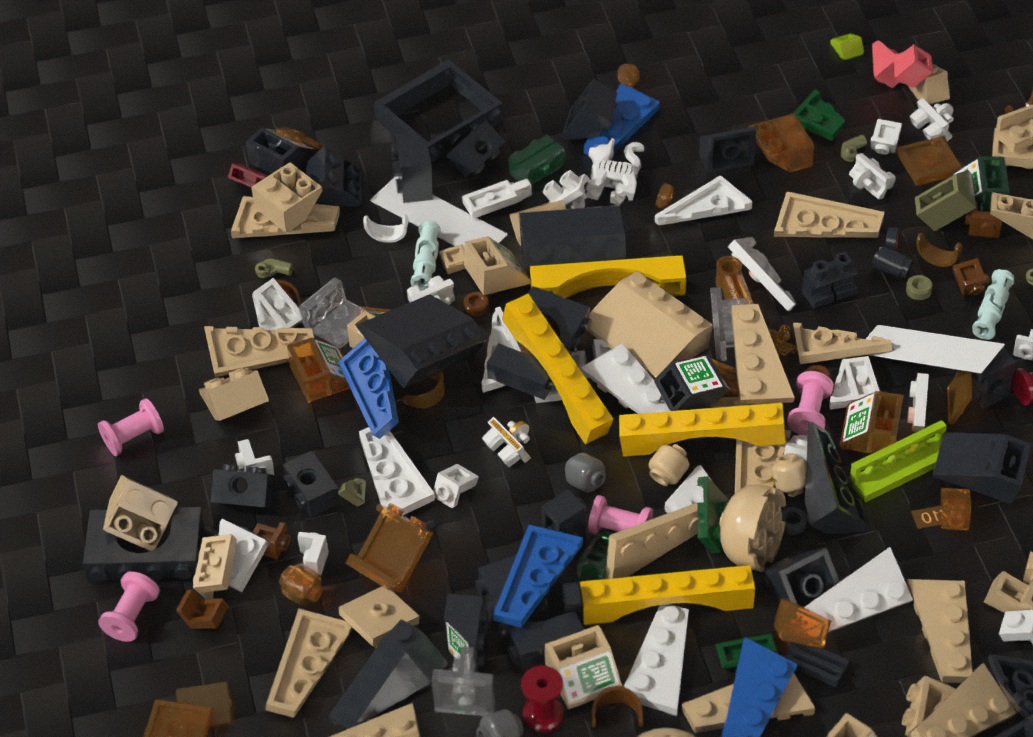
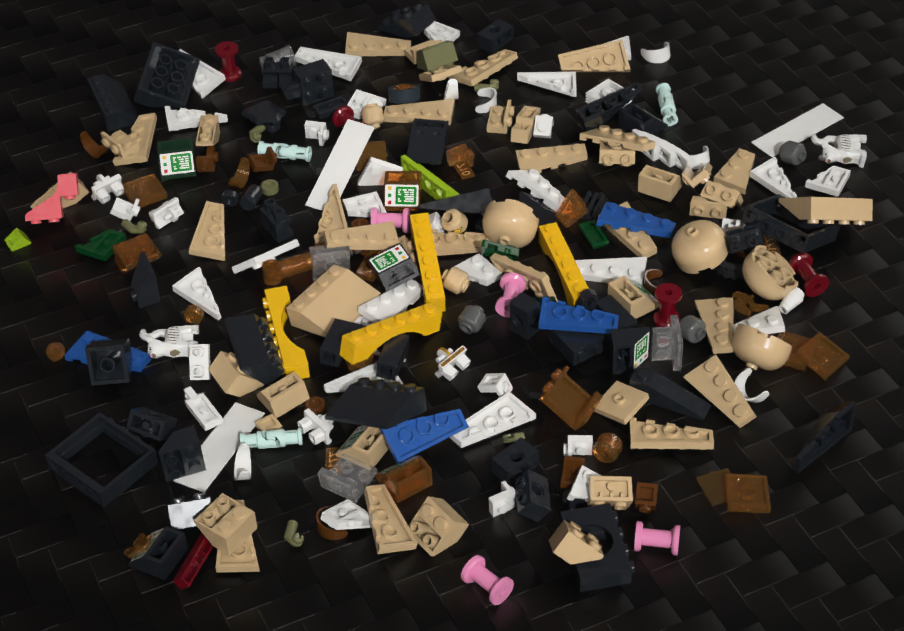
camera: 100 degrees left, 5 degrees down
(537, 160) = (160, 389): clear green brick -> none
(946, 200) = (192, 169): olive slope -> none

